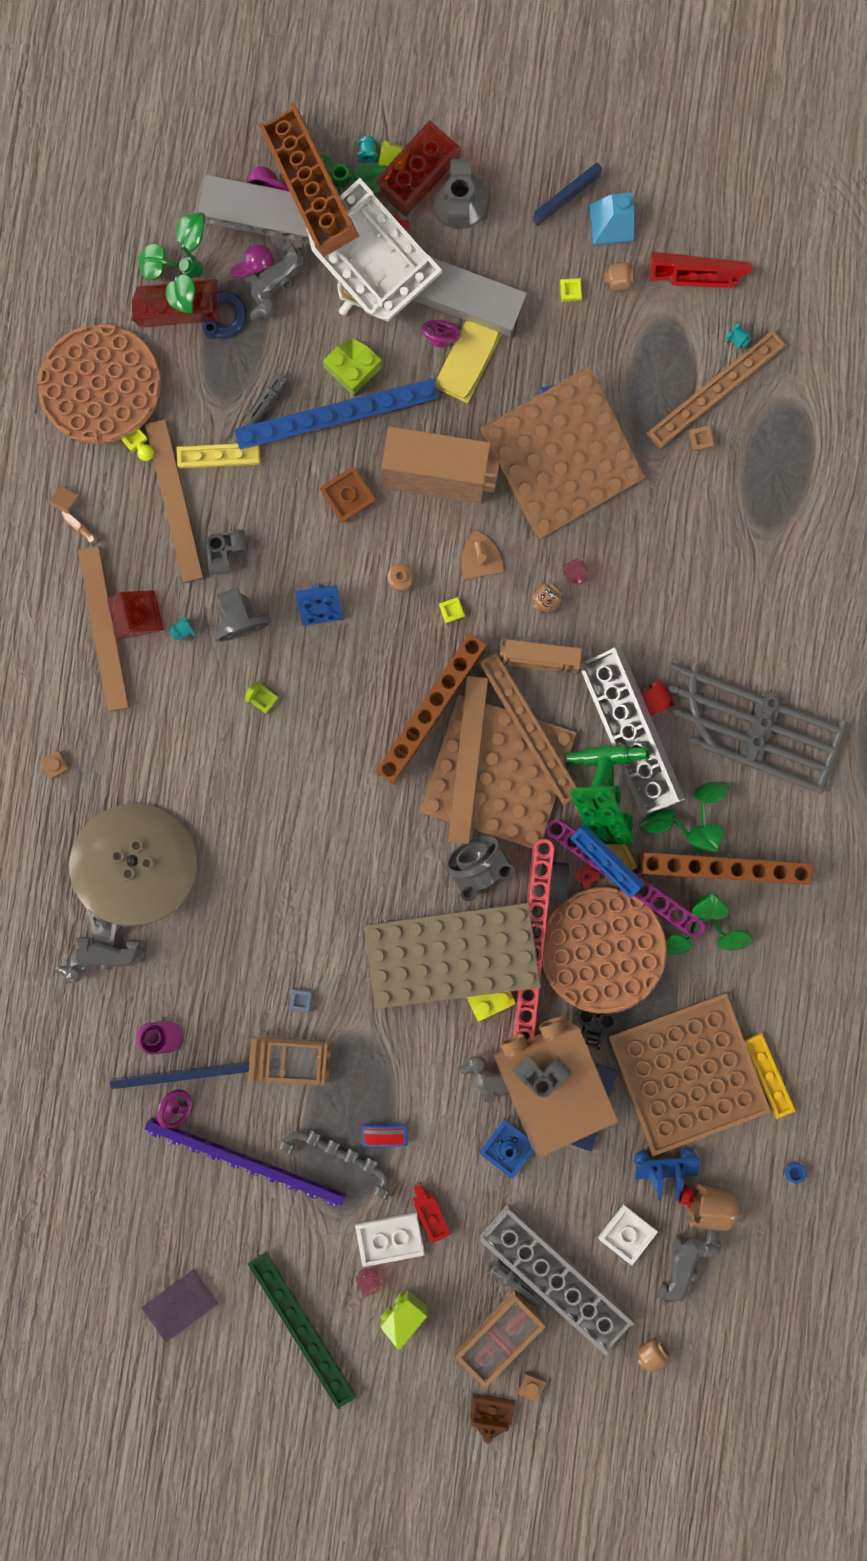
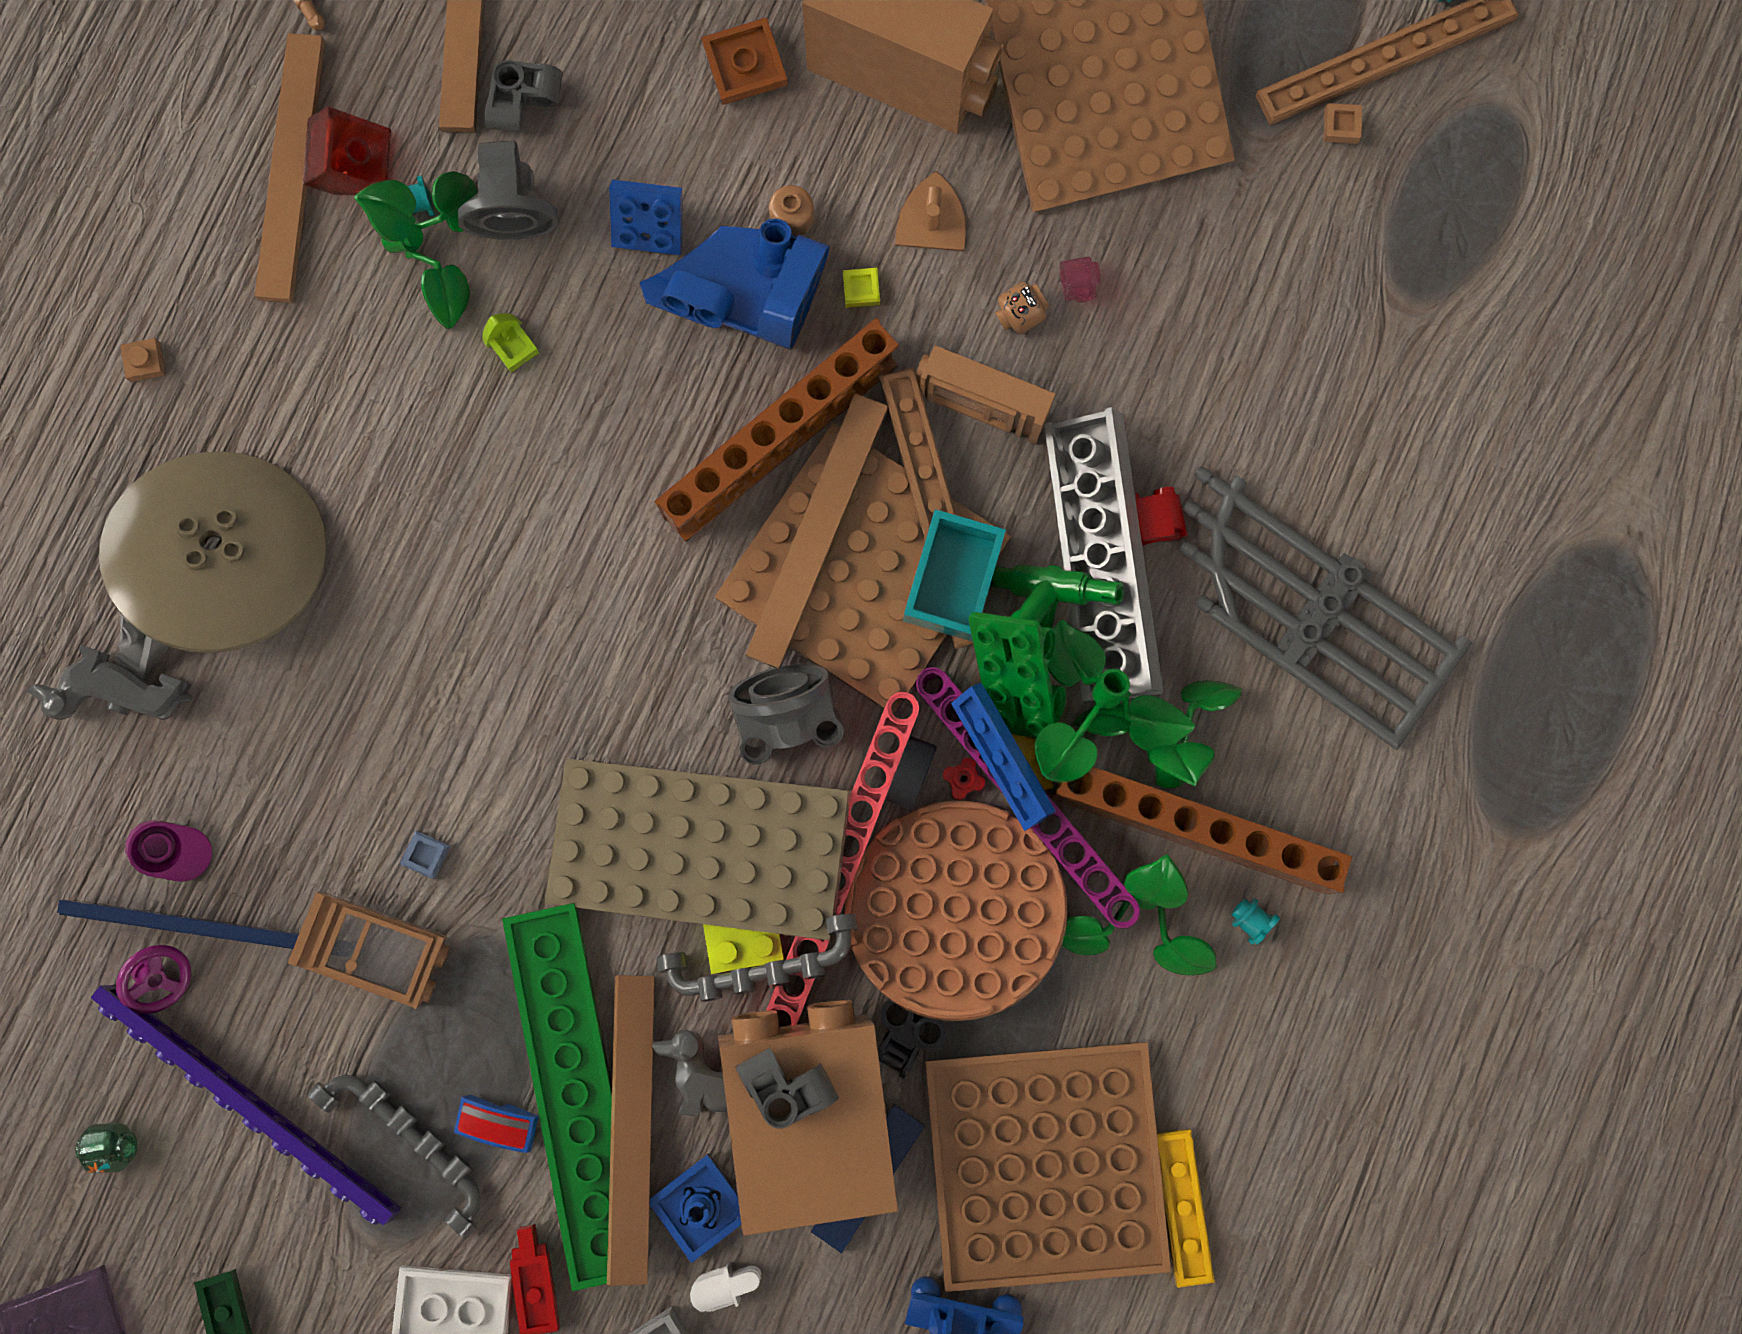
camera: 15 degrees right, 5 degrees down
(176, 1206) = (106, 1148): none -> clear green head
(181, 652) = (390, 212): none -> green plant
(384, 627) = (744, 281): none -> blue panel
(422, 1107) = (567, 1078): none -> green plate
(459, 1117) = (630, 1131): none -> medium nougat tile
(515, 1012) = (775, 972): none -> dark grey bar
(533, 1186) = (723, 1287): none -> white arm
(552, 767) = (953, 574): none -> teal piece
(684, 817) = (1065, 753): none -> green plant
(767, 910) = (1253, 920): none -> teal brick

